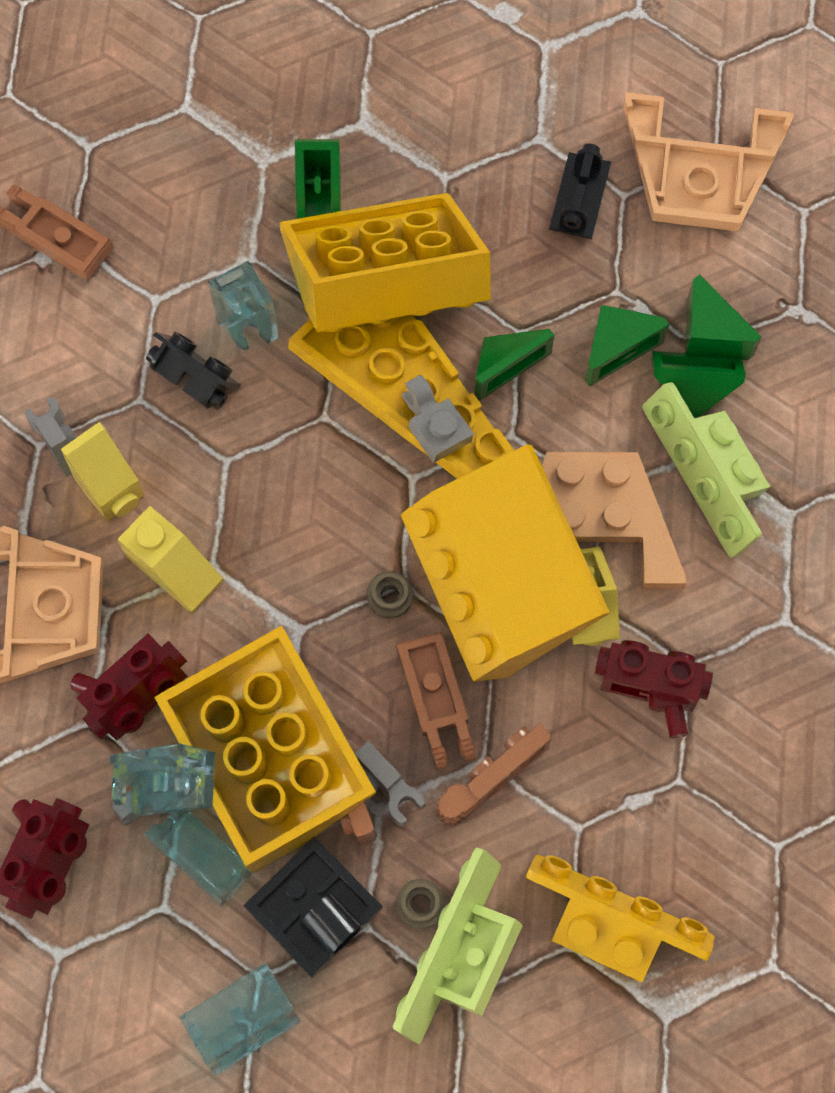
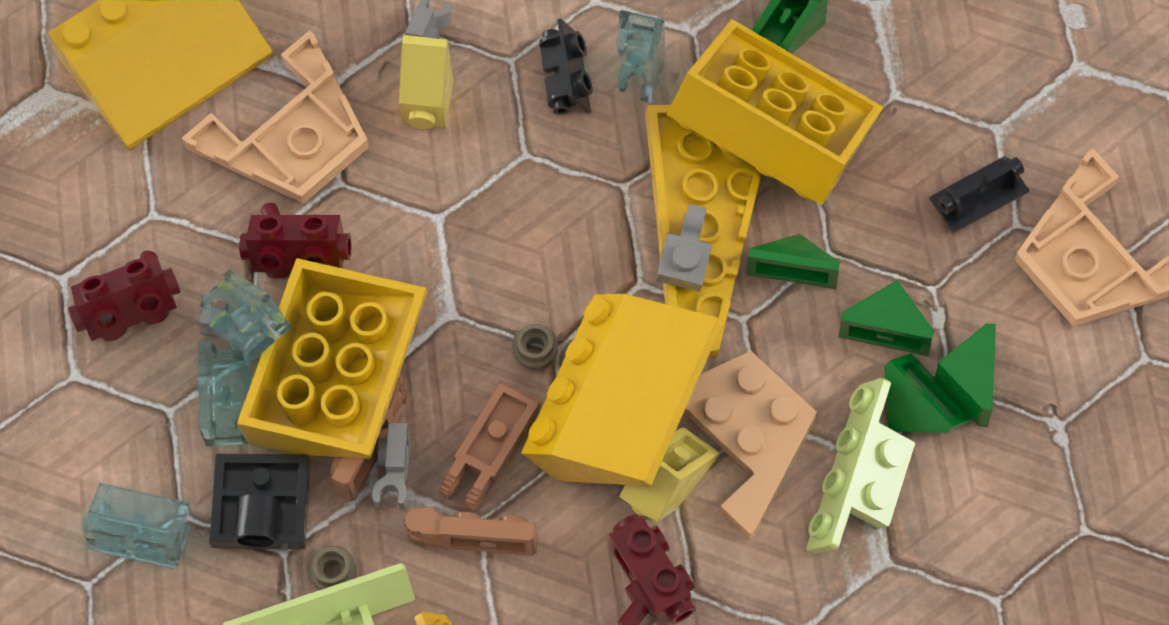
camera: 50 degrees right, 5 degrees down
(169, 559) = (411, 183): light yellow slope -> none

